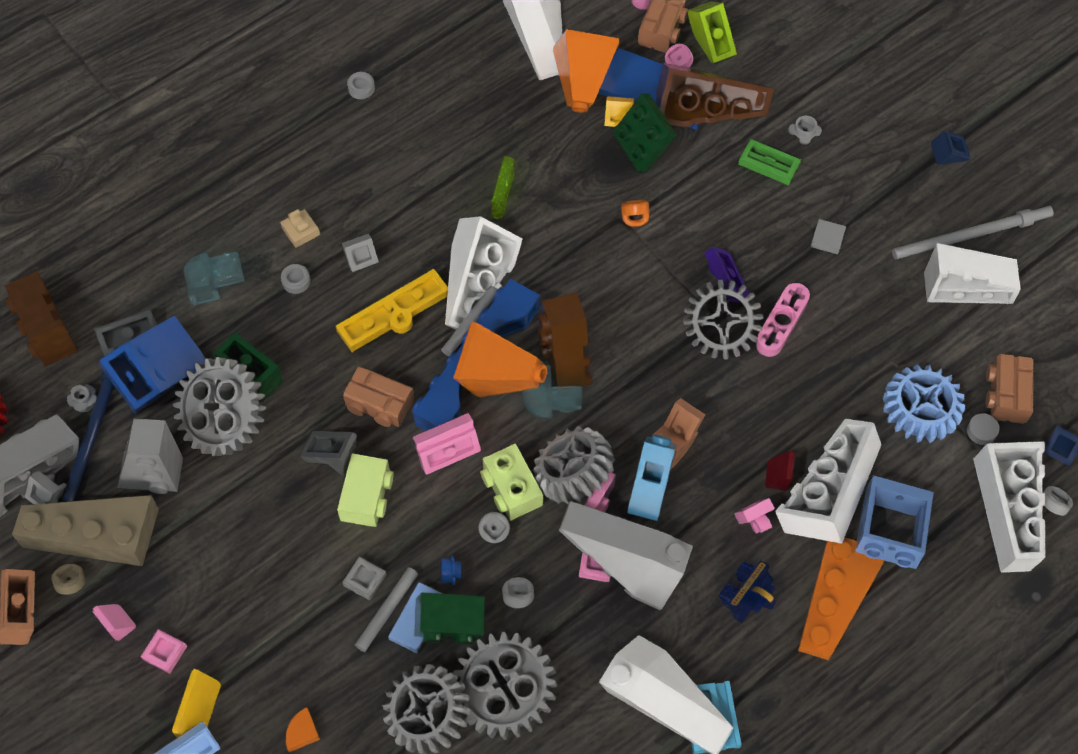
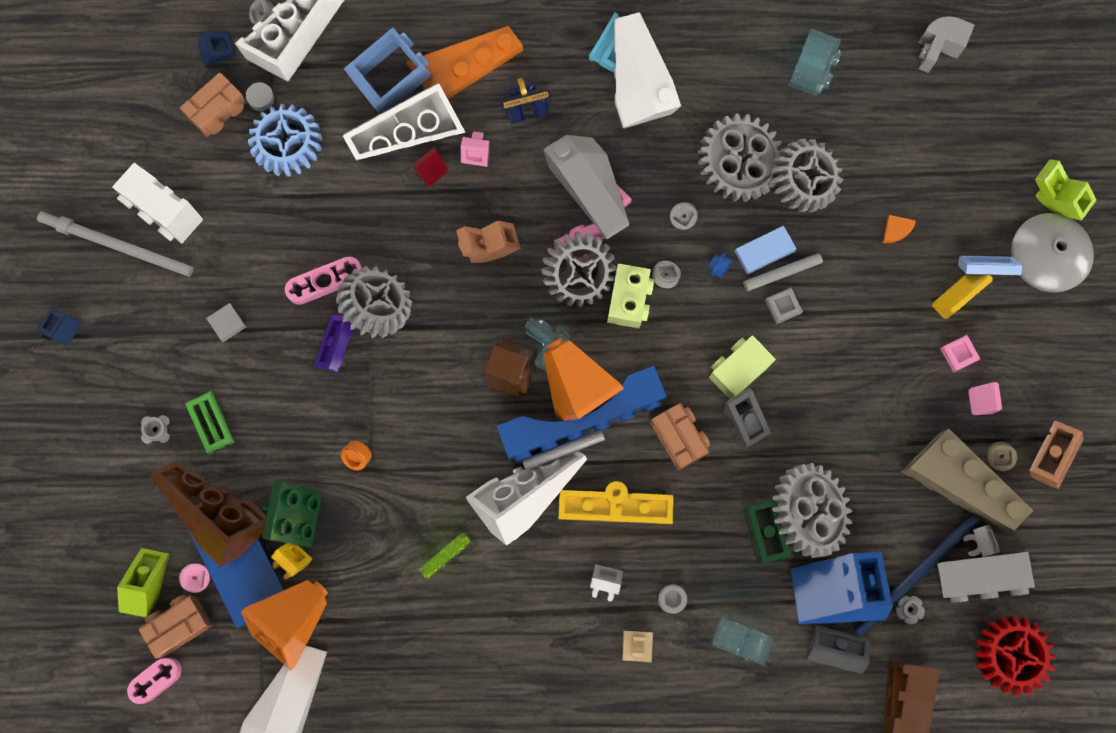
camera: 145 degrees left, 15 degrees up
(151, 458) = (896, 499): light grey wedge -> none
(447, 443) = (663, 358): bright pink plate -> none
(449, 617) = (747, 226): dark green brick -> none
(652, 477) = (531, 217): dark azure brick -> none

